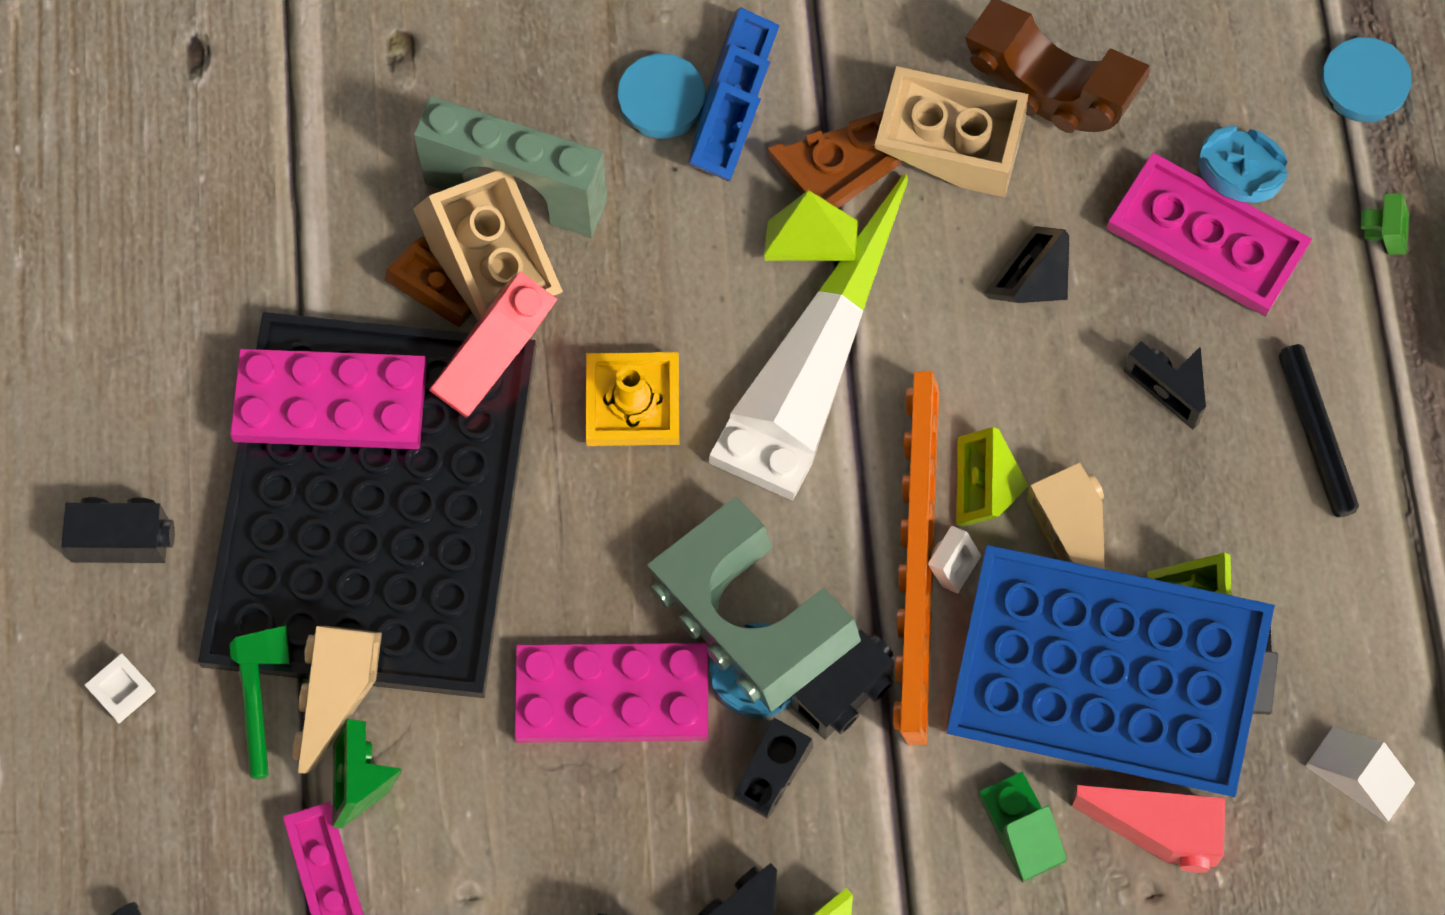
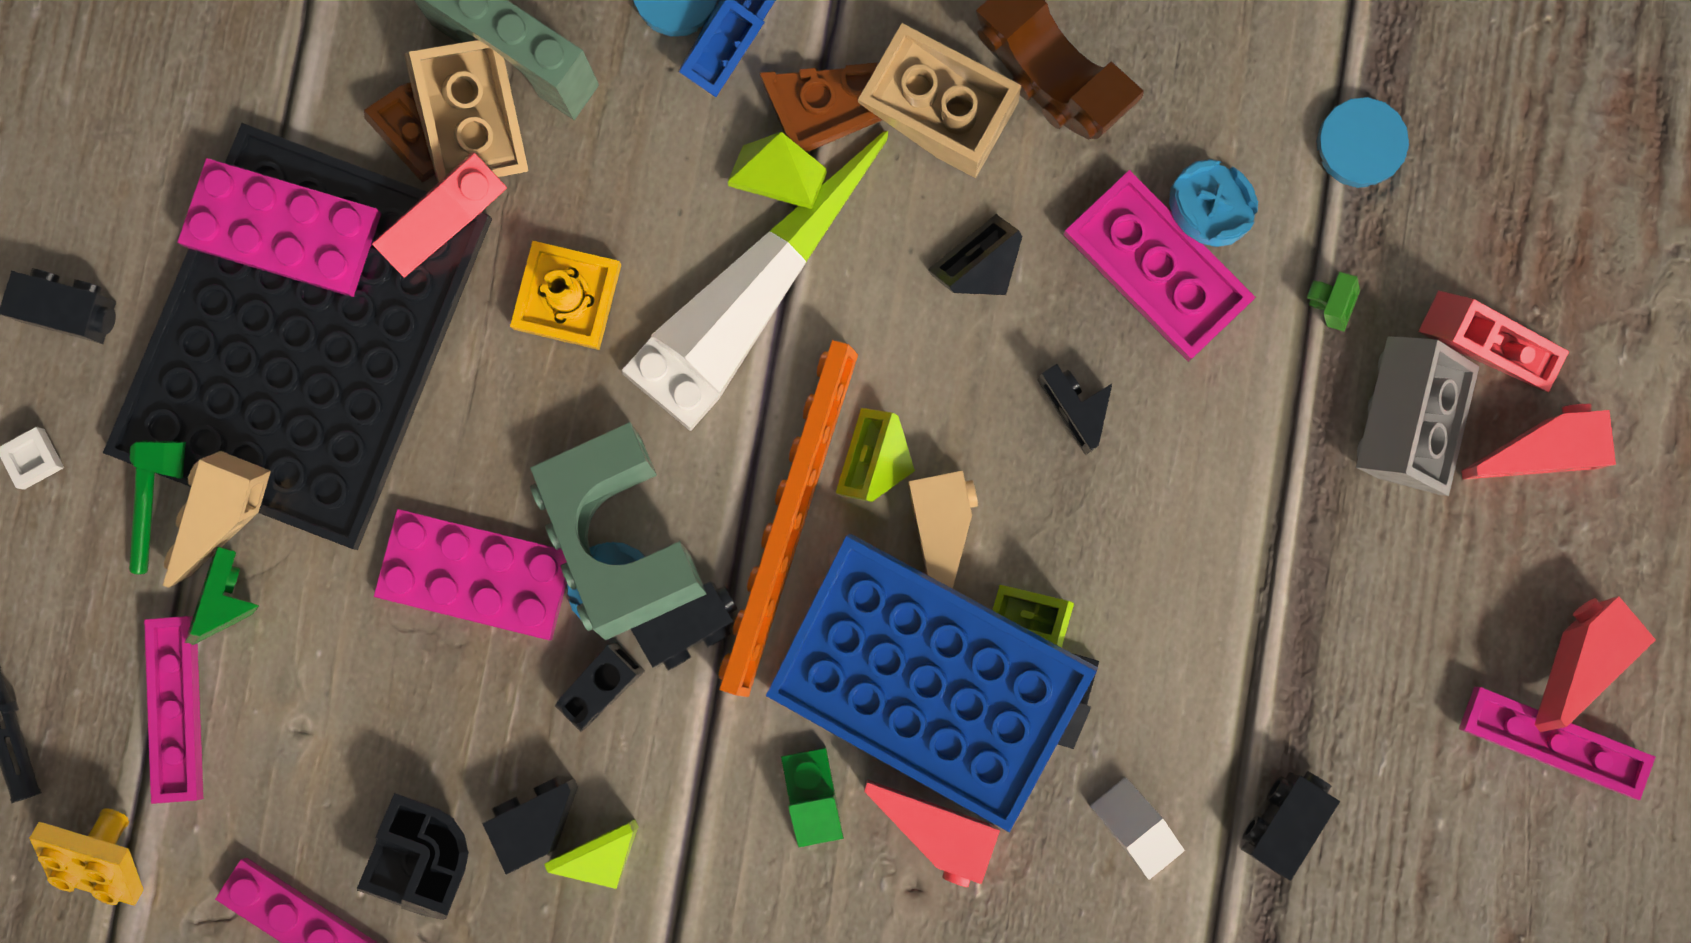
camera: 20 degrees right, 15 degrees up
(954, 559) = (820, 530): white plate -> none
(1318, 431) = (1202, 488): black axle -> none

